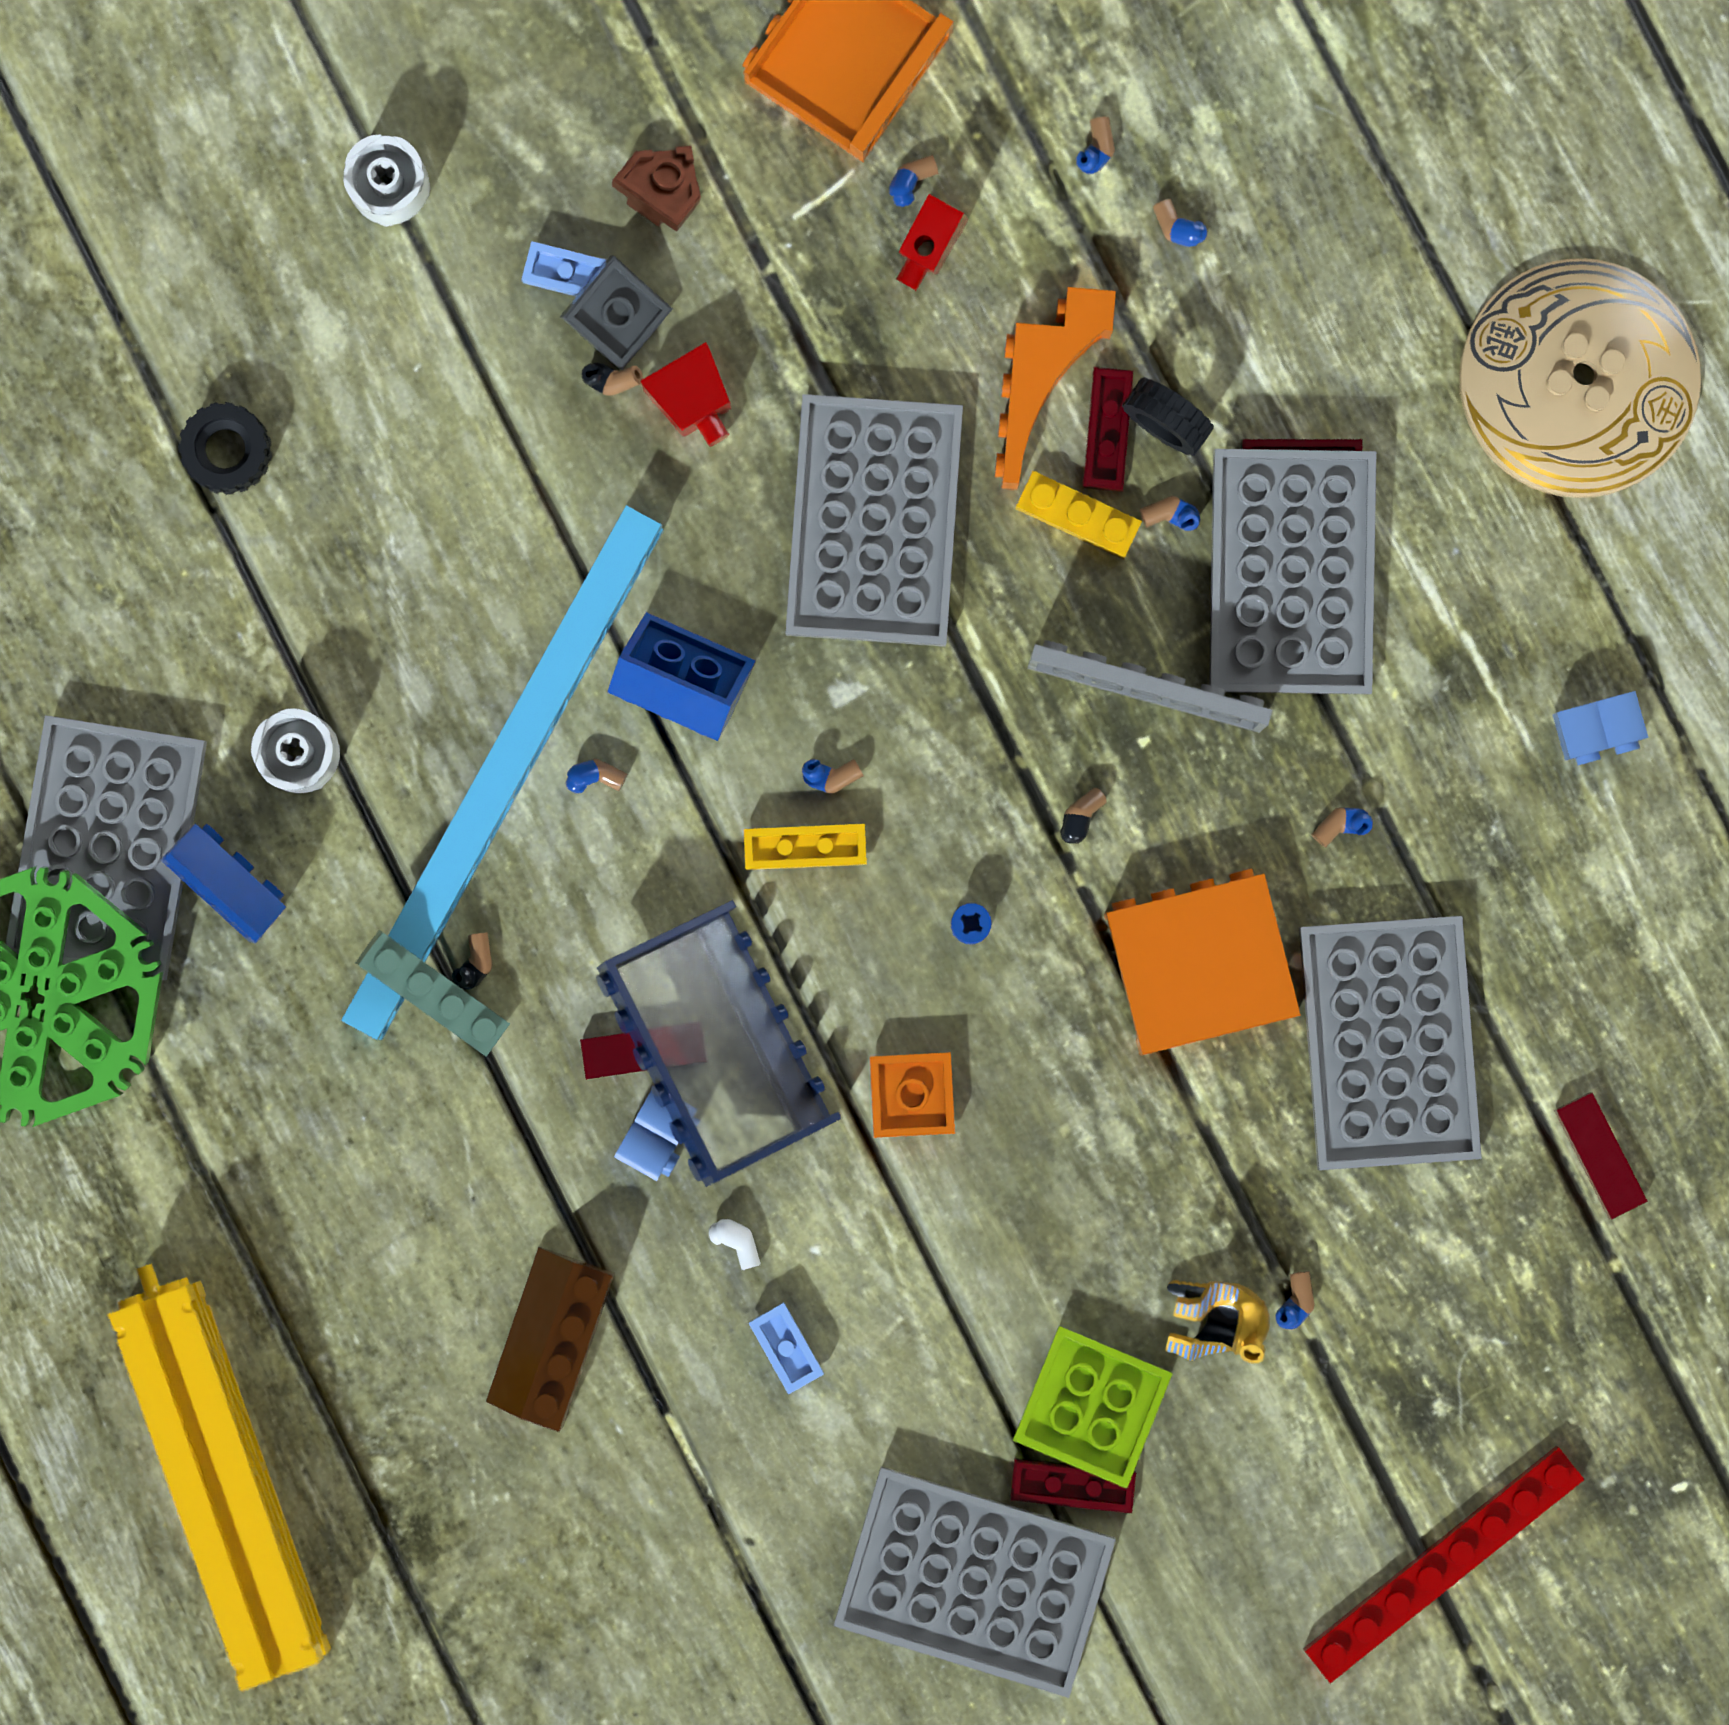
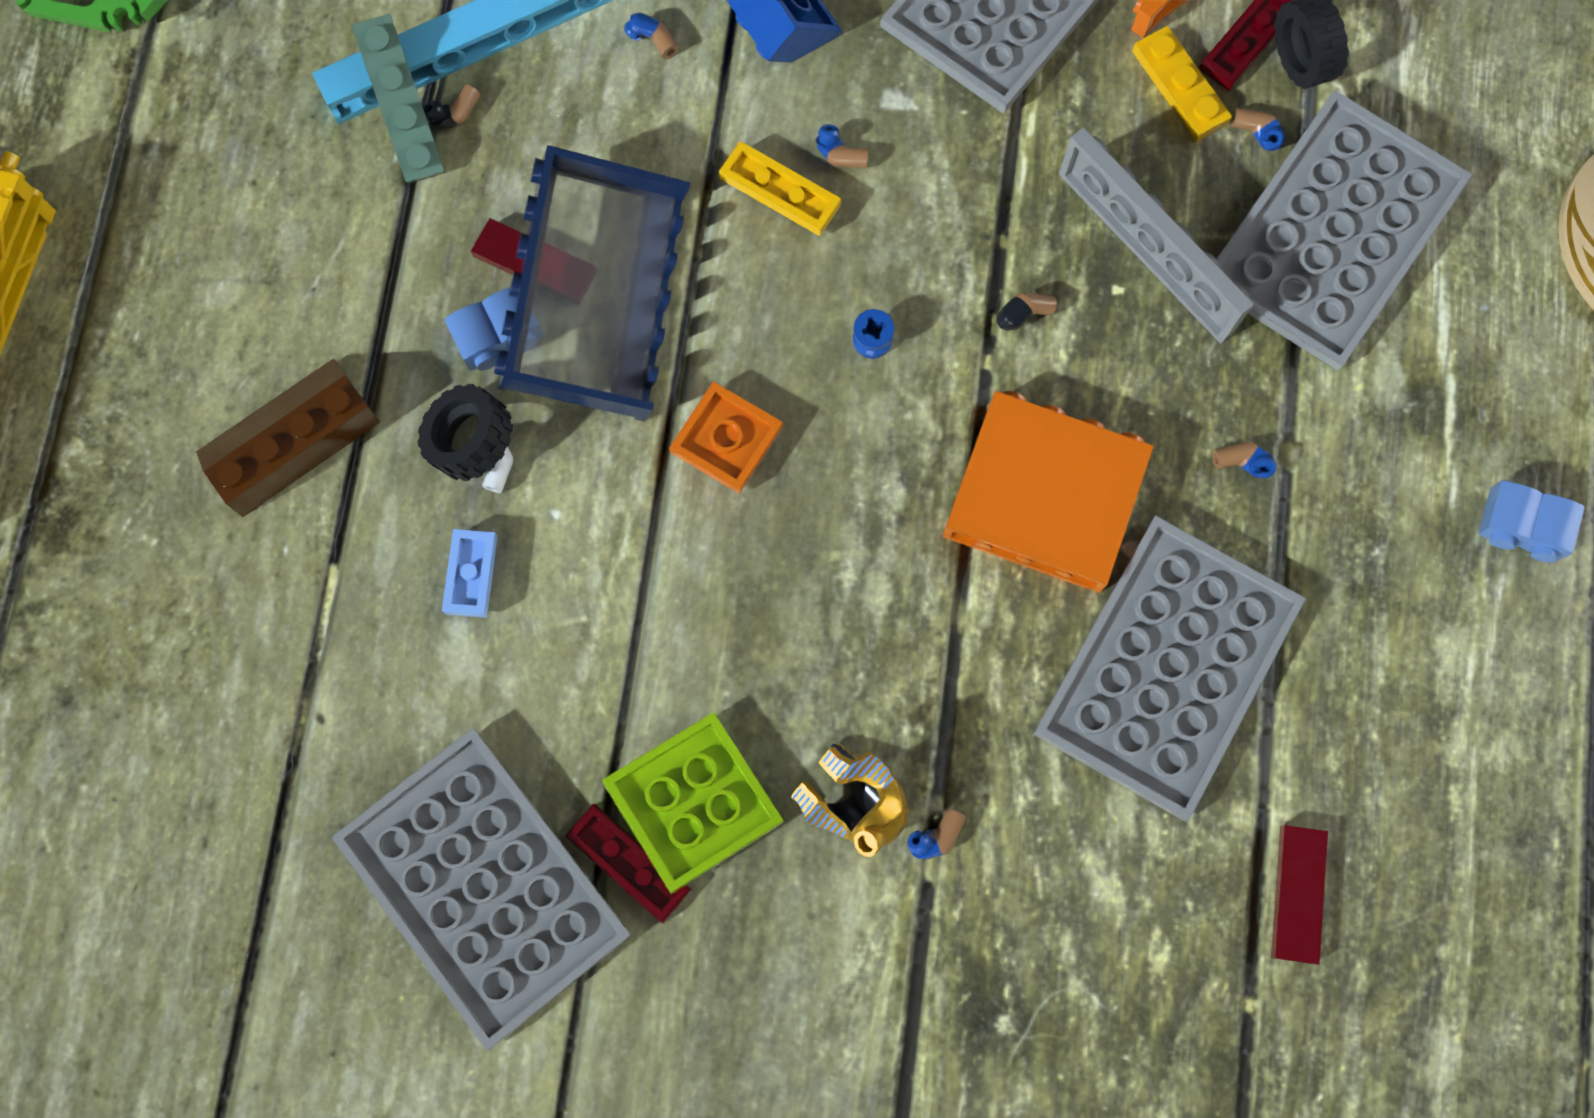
camera: 35 degrees right, 10 degrees down
(674, 1249) = (483, 448): none -> black tyre

